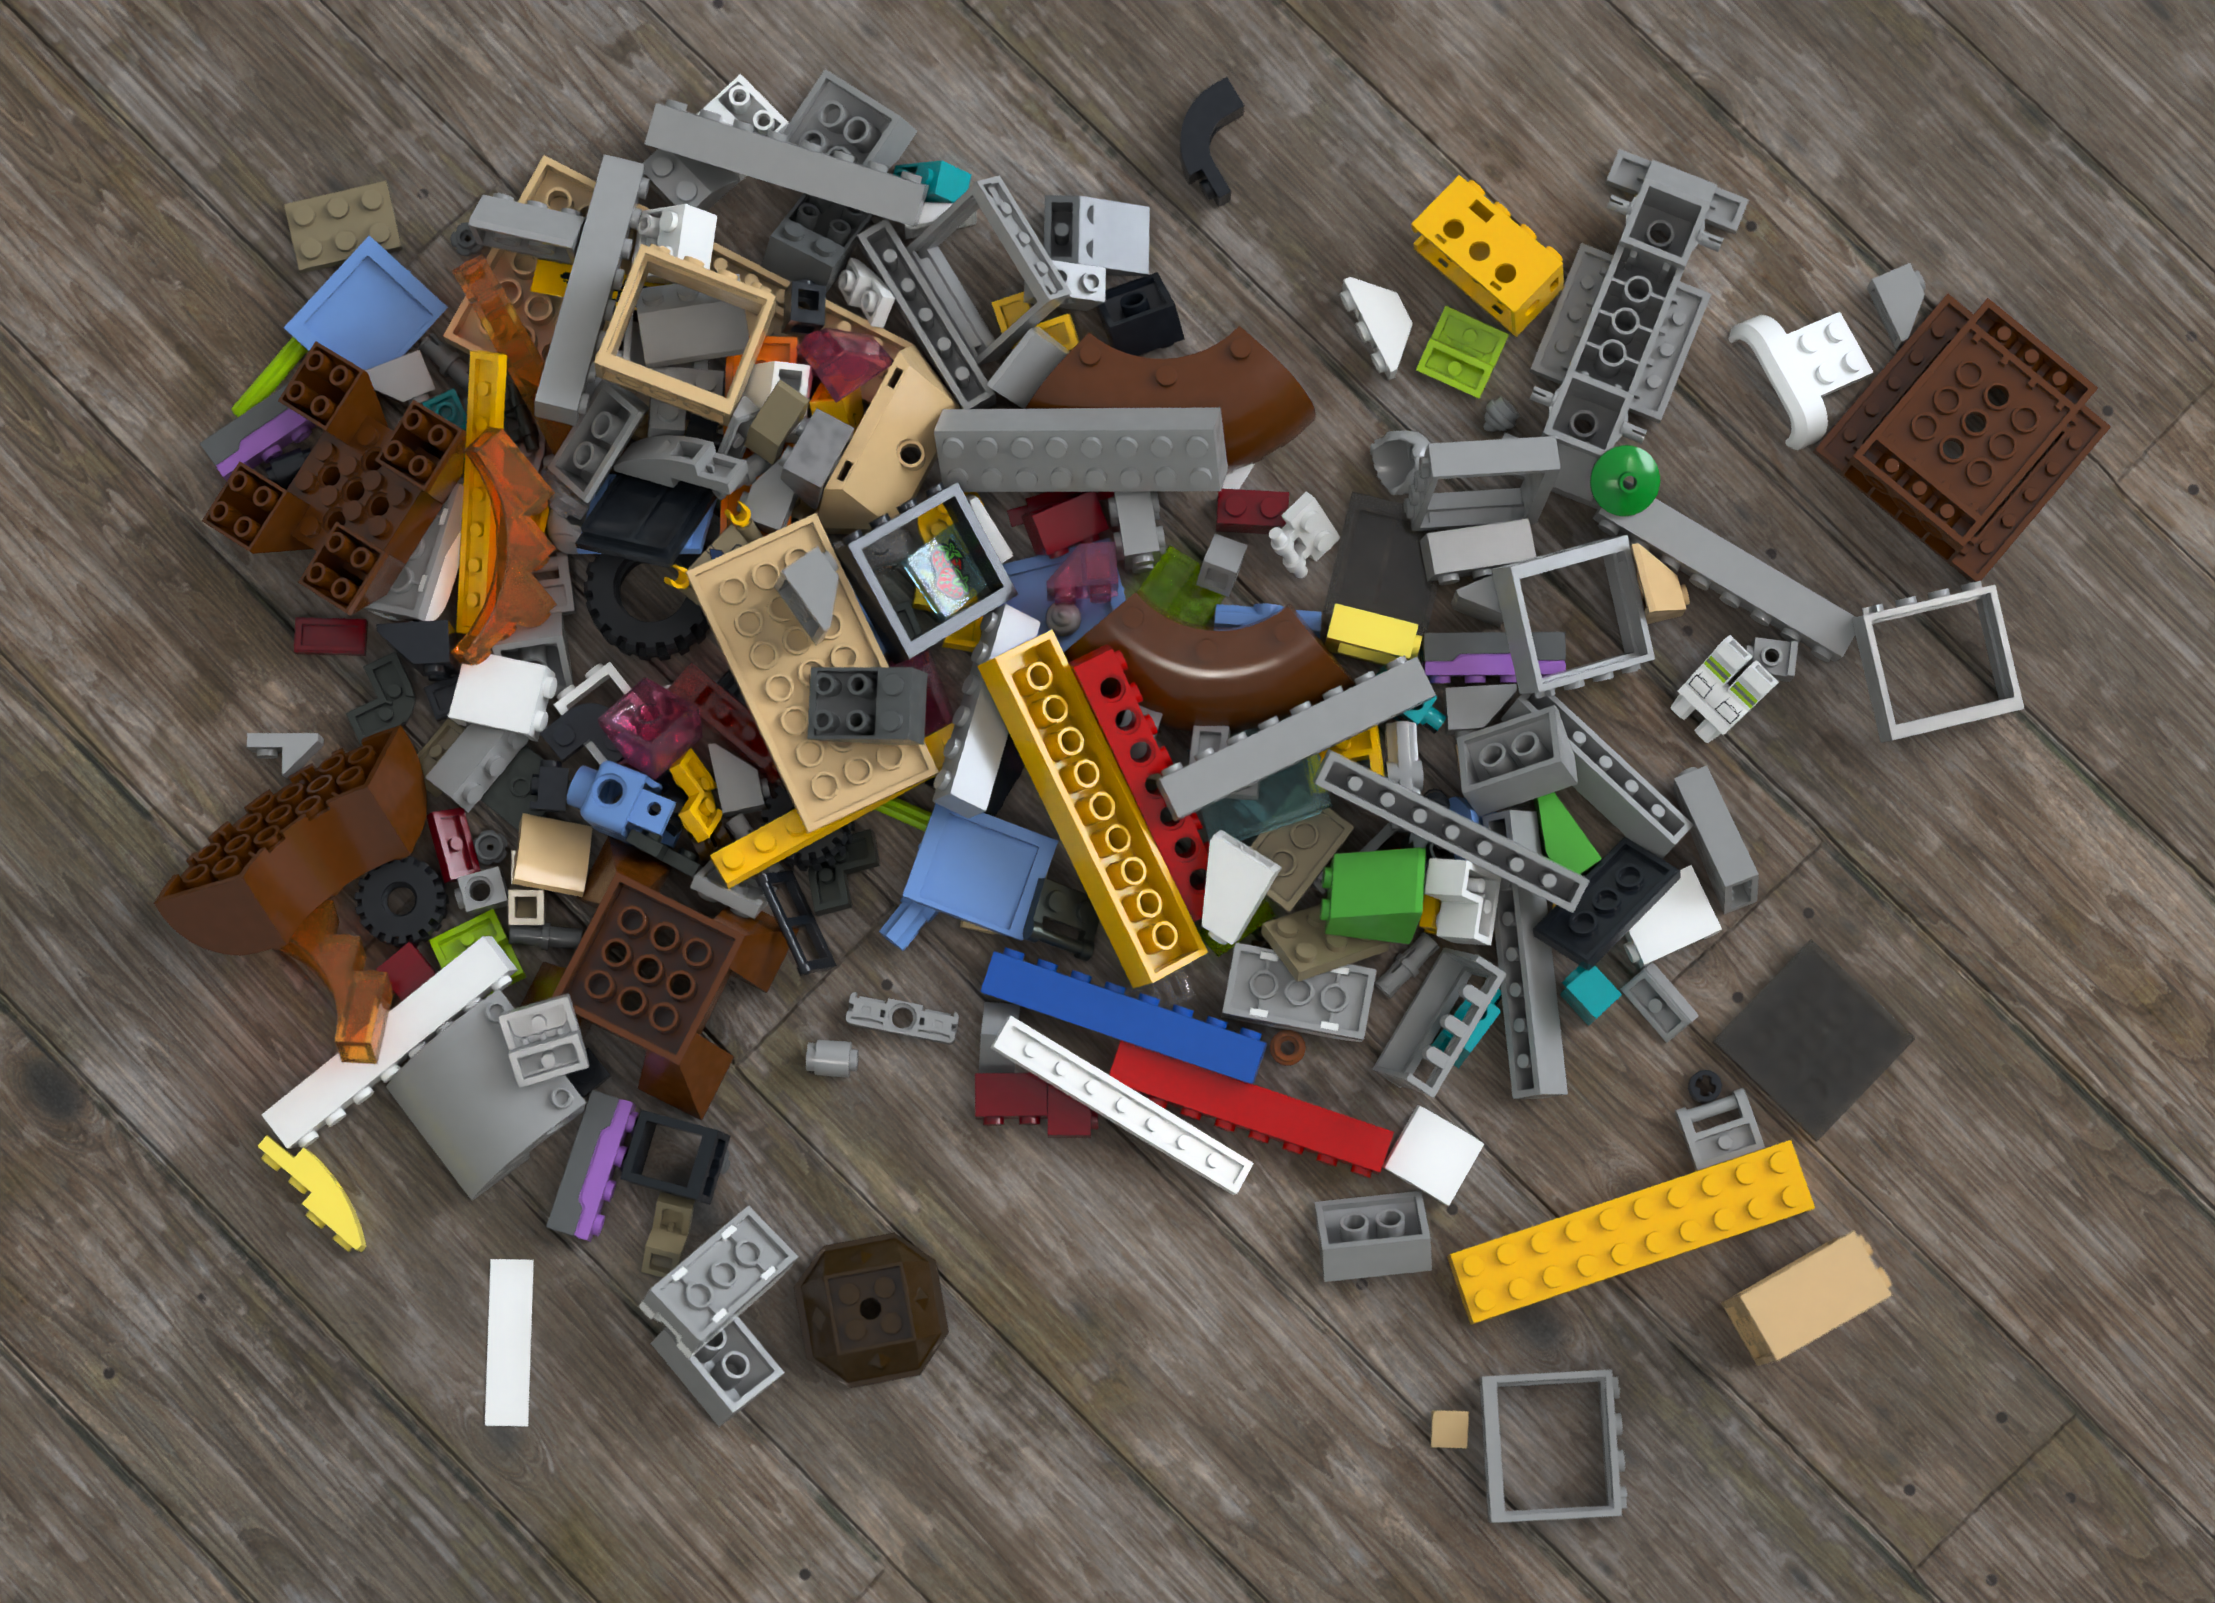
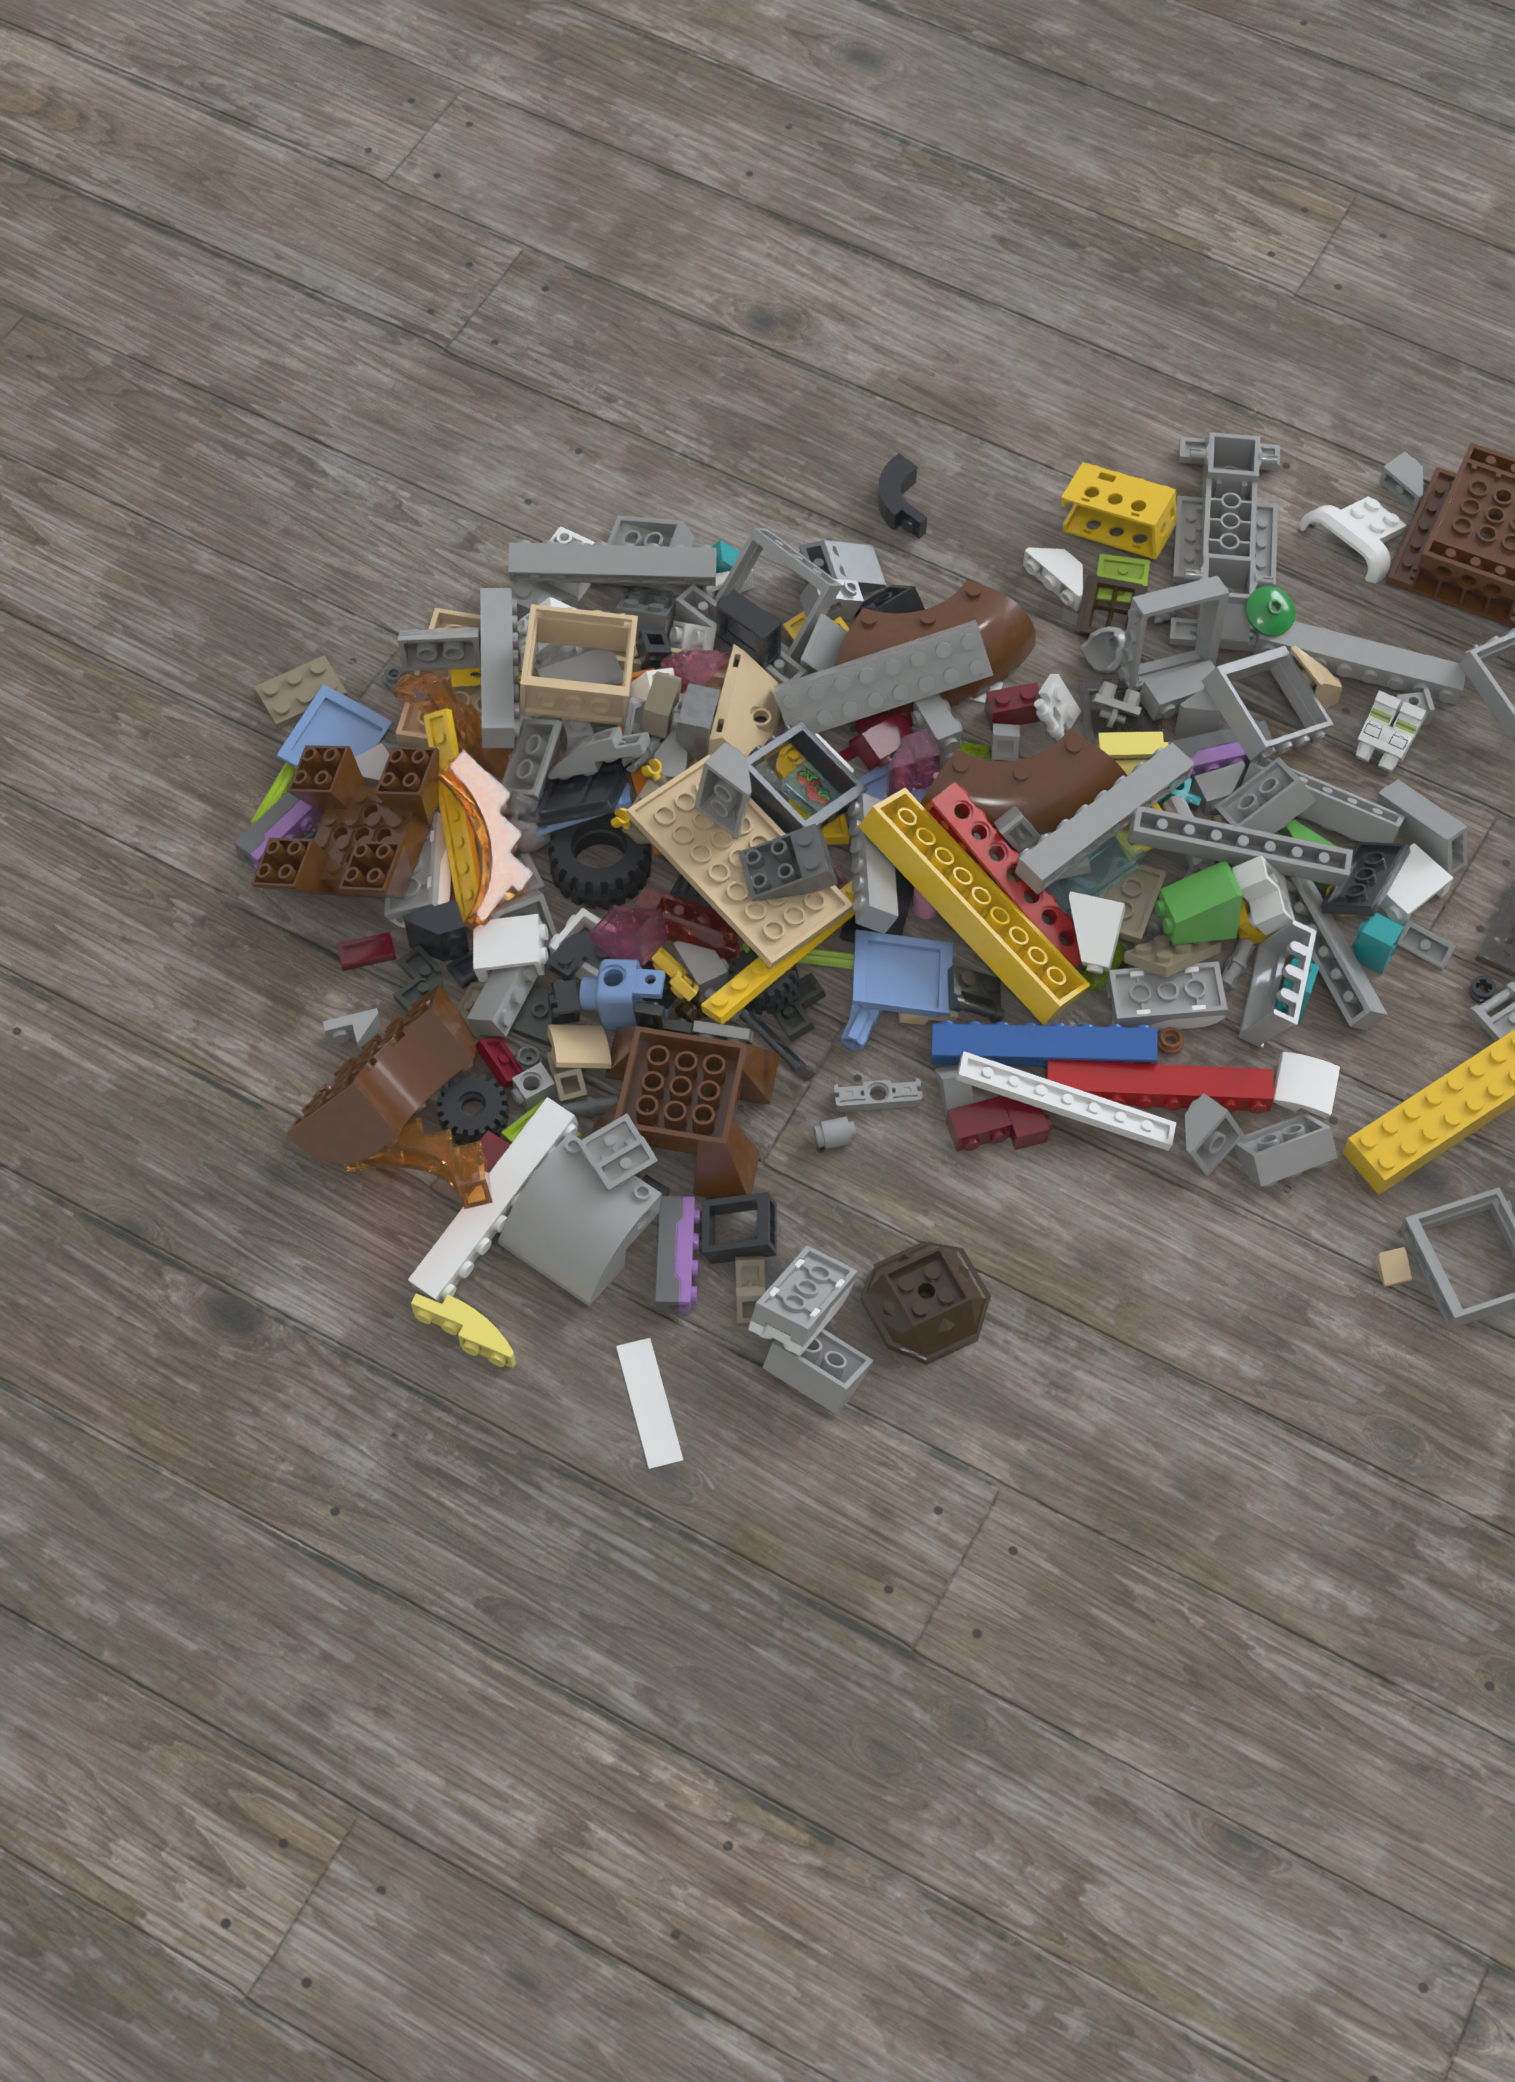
camera: 15 degrees left, 20 degrees down
(929, 324) = (748, 628): none -> black window
(1178, 719) = (1017, 829): none -> light grey slope
(1282, 1198) = (1209, 1133): none -> light grey slope
(1380, 553) = (1128, 705): none -> light grey hips
(1404, 381) = (1090, 596): none -> dark brown piece

